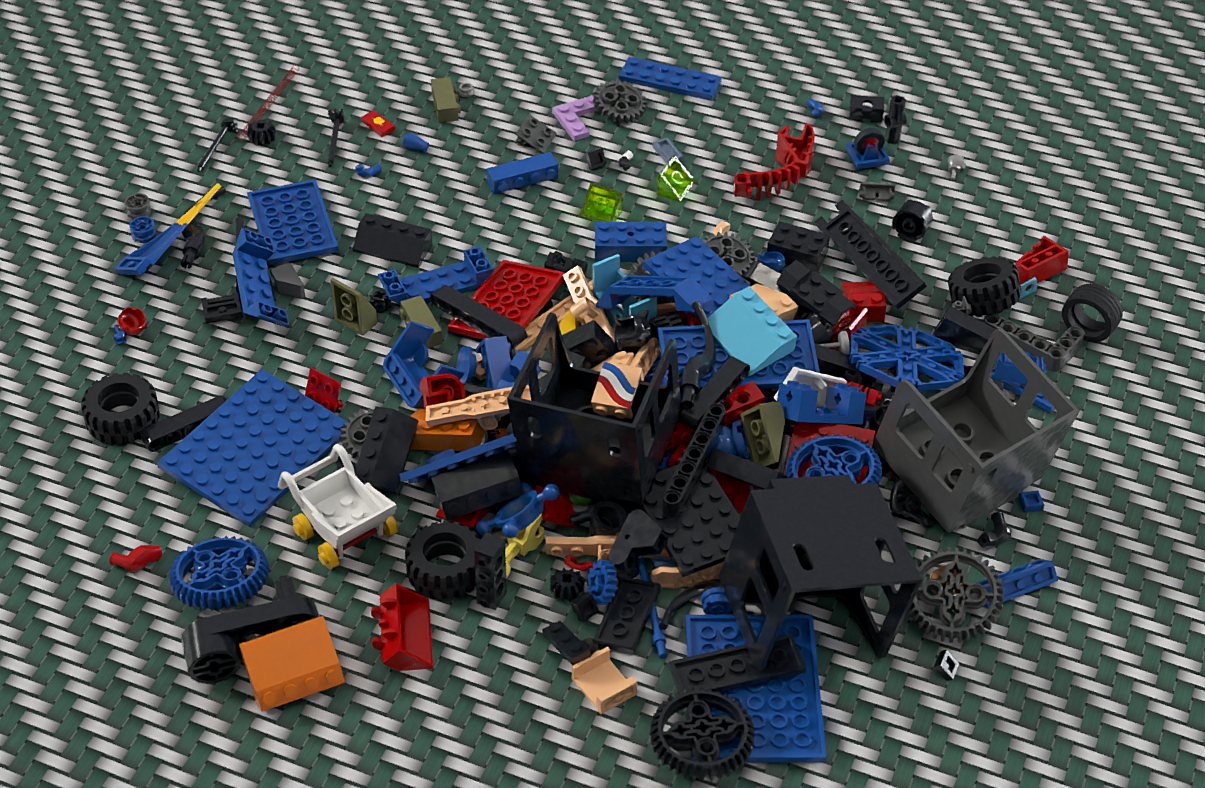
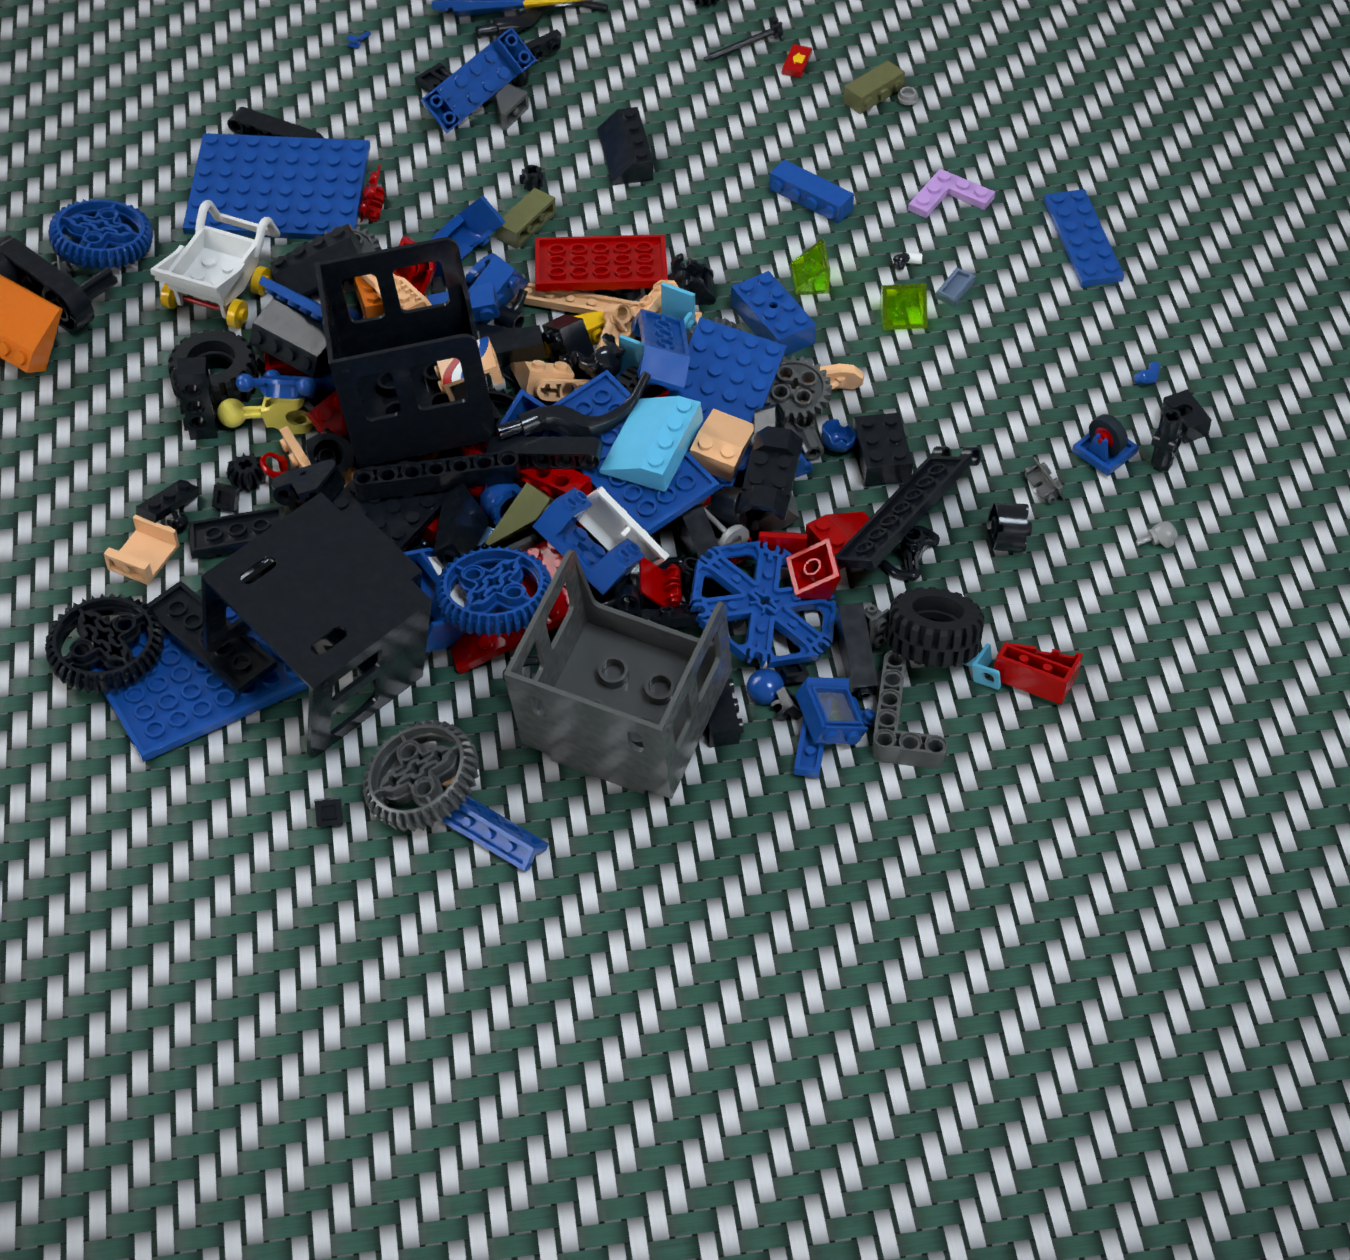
camera: 60 degrees right, 5 degrees up
(115, 392) = (256, 79): black tyre -> none
(132, 320) = (374, 36): red hair -> none
(137, 558) = (92, 179): red arm -> none
(294, 221) = (597, 71): blue plate -> none
(352, 308) = (498, 158): olive slope -> none
(367, 172) = (717, 87): blue arm -> none
(404, 629) = (118, 386): red piece -> none
(414, 142) = (788, 95): blue cone -> none
(460, 276) = (589, 202): blue slope -> none
(477, 315) = (550, 247): black beam -> none
(535, 134) = (883, 174): dark grey hinge -> none
(595, 158) = (885, 234): black tile -> none
(602, 581) = (254, 491): blue gear -> none
(619, 101) = (1000, 220): dark grey gear -> none
(792, 153) = (1034, 389): red piece -> none
(896, 318) = (814, 571): none -> red slope
(997, 536) = (553, 790): black arm -> none
(1031, 501) = (634, 805): blue tile -> none
(1100, 299) = (972, 743): black tyre -> none

